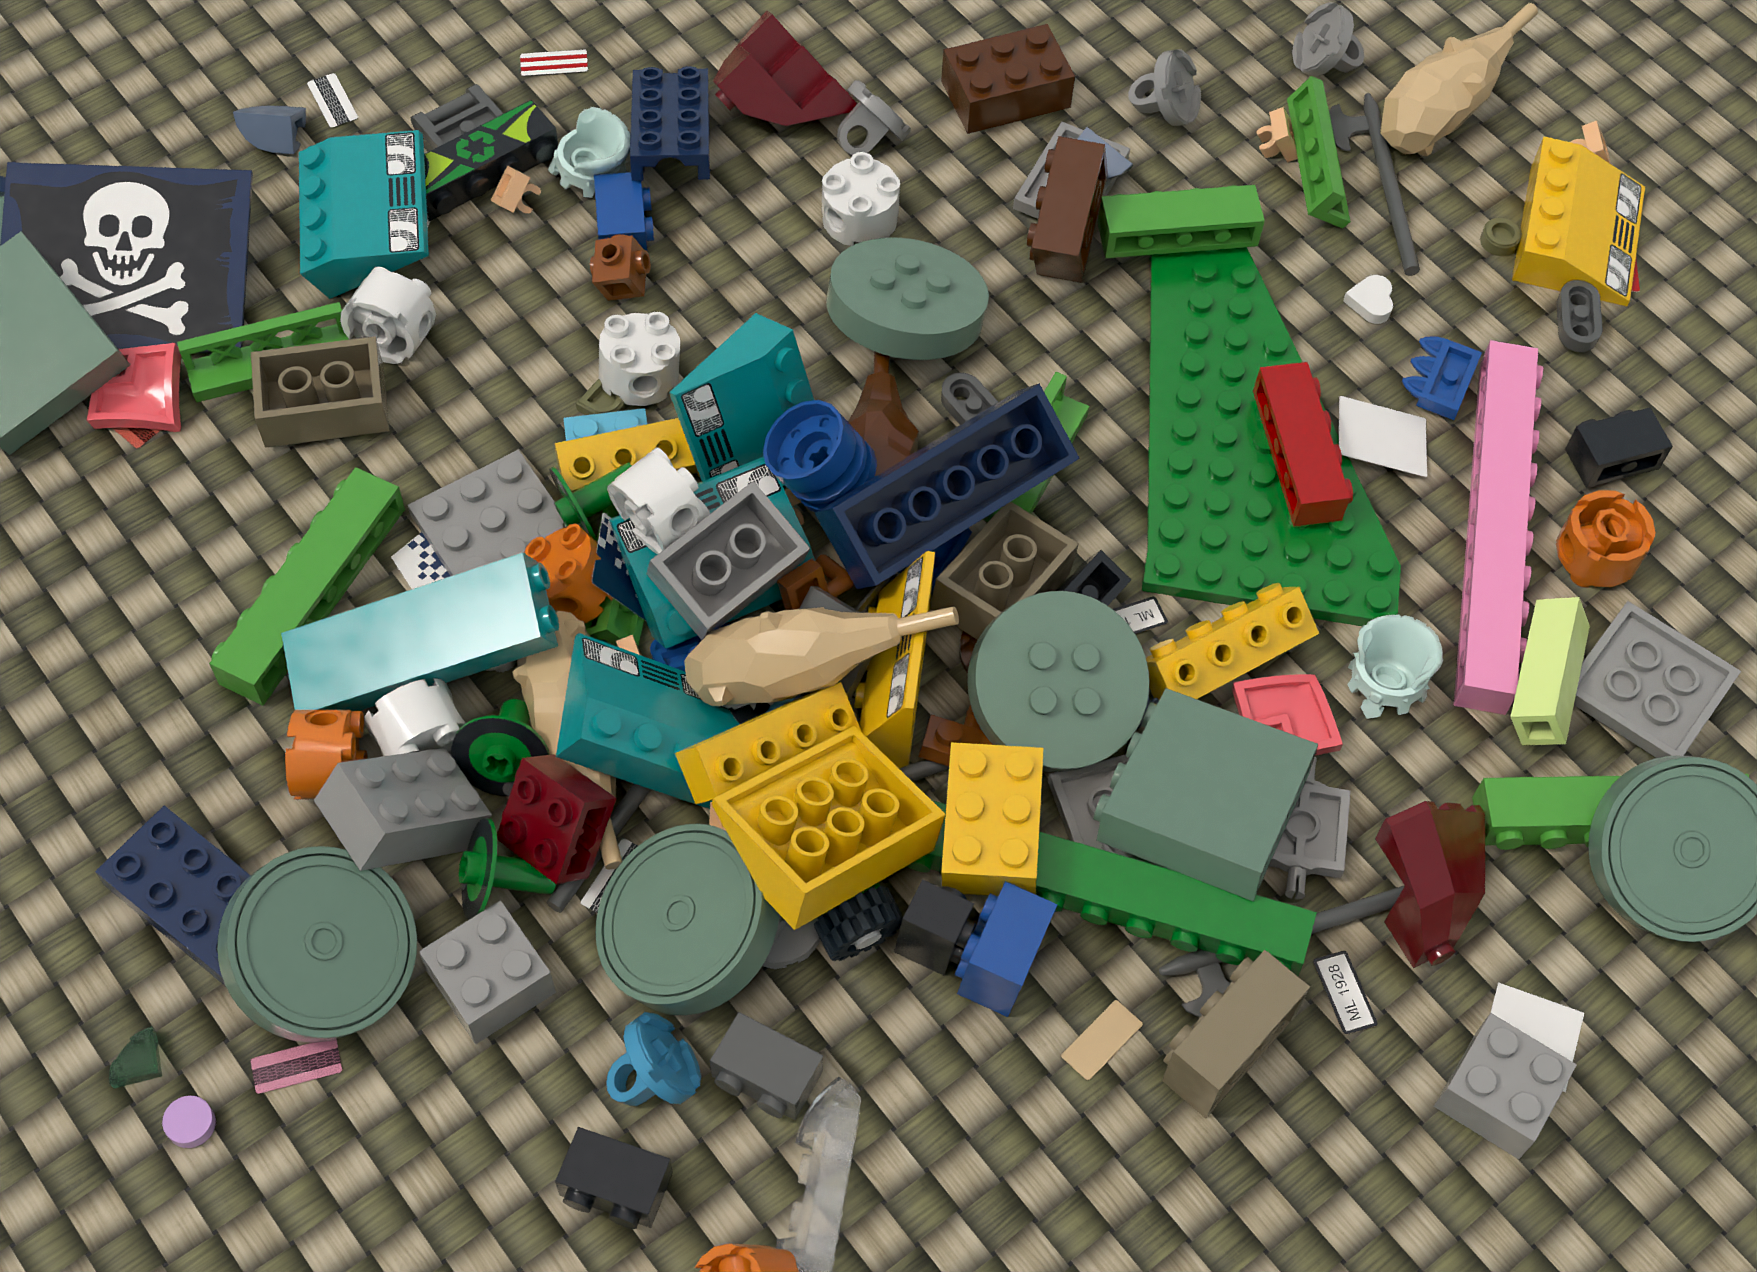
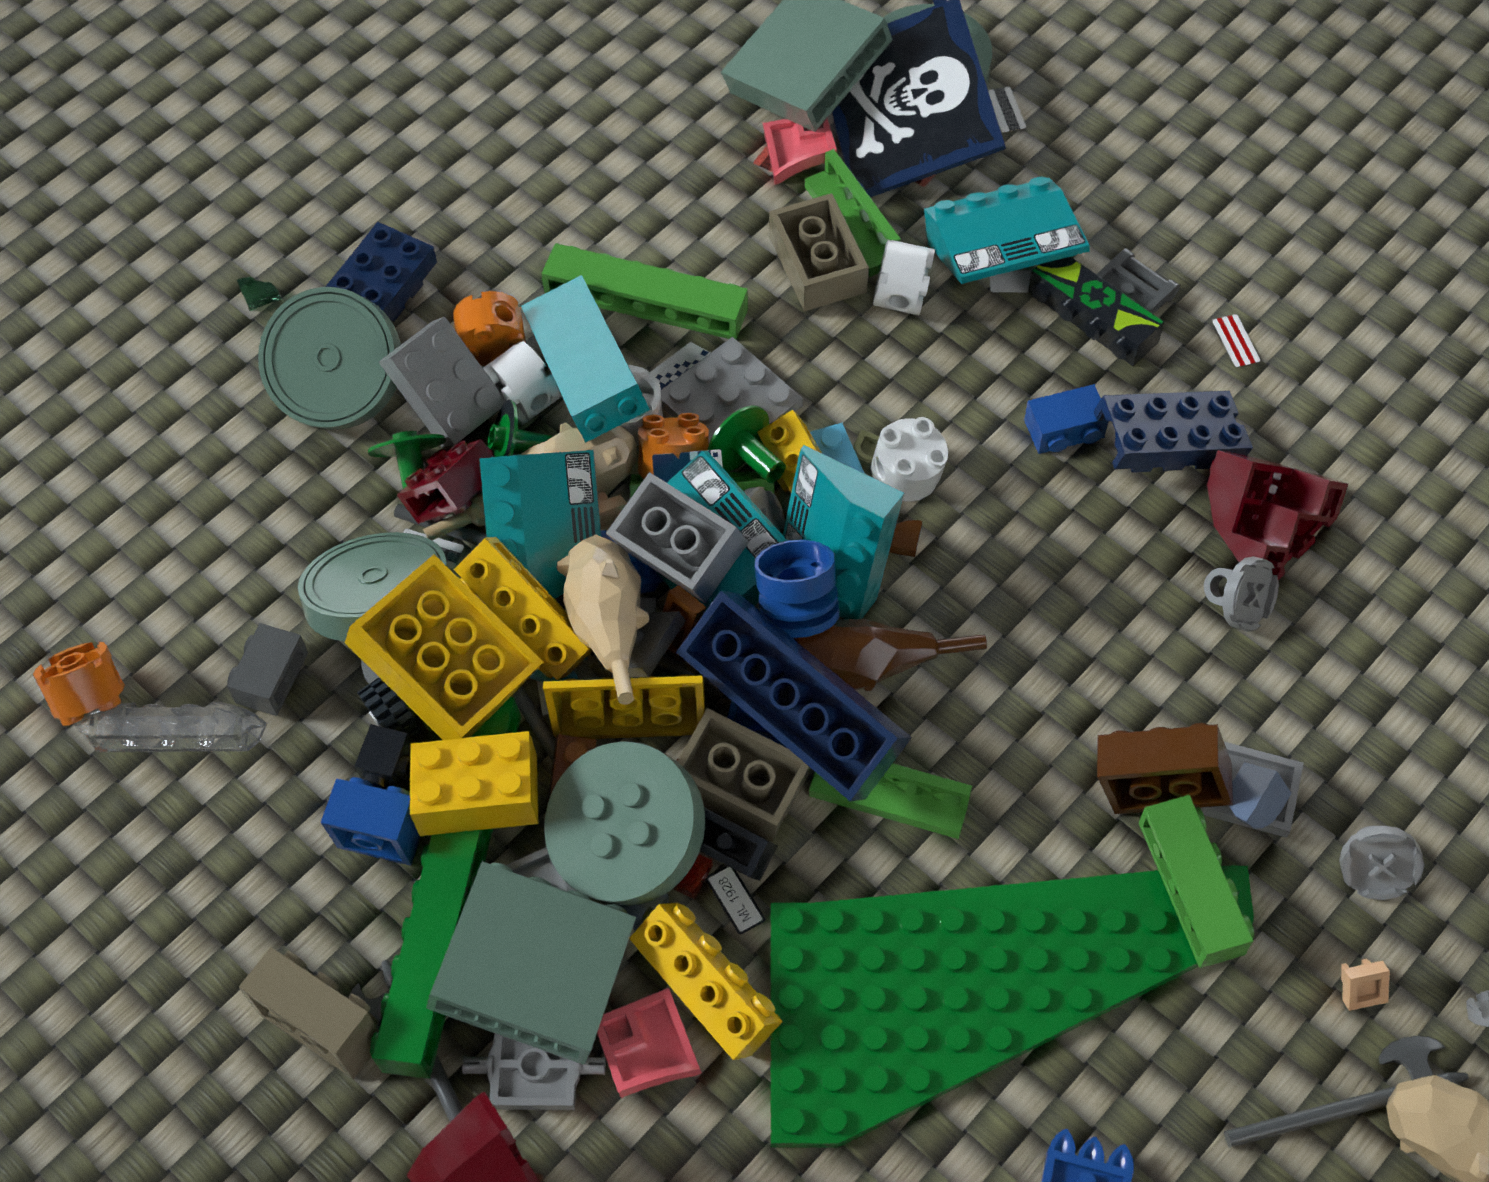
camera: 85 degrees right, 0 degrees up
(189, 1121) = (213, 331): lavender tile -> none
(271, 127) = (1086, 161): sand blue brick -> none
(295, 1065) = (252, 376): clear pink sticker -> none
(332, 100) = (1135, 197): sticker -> none
(488, 972) = (331, 474): light grey brick -> none
(511, 188) = (1065, 335): light nougat tile -> none
(591, 149) = (1126, 375): light aqua hair -> none
(613, 1179) = (174, 585): black brick -> none
(619, 267) = (1004, 426): dark orange brick -> none
(657, 500) = (707, 466): white brick -> none
(660, 1062) = (264, 594): dark azure tile -> none
(860, 200) = (1140, 600): white brick -> none
(907, 298) = (1029, 652): sand green brick -> none
(969, 387) = (931, 735): dark grey plate -> none
(1007, 78) = (1343, 706): reddish brown brick -> none
(1101, 1040) = (322, 923): tan sticker -> none
(1302, 444) = (945, 1022): red brick -> none
(1317, 154) = (1345, 1014): bright green fence -> none
(1345, 992) = (383, 1124): white sticker -> none
(1371, 299) = (1175, 1097): white tile -> none
(1382, 436) = (994, 1117): white sticker -> none
(1394, 663) = (713, 1134): light aqua hair -> none

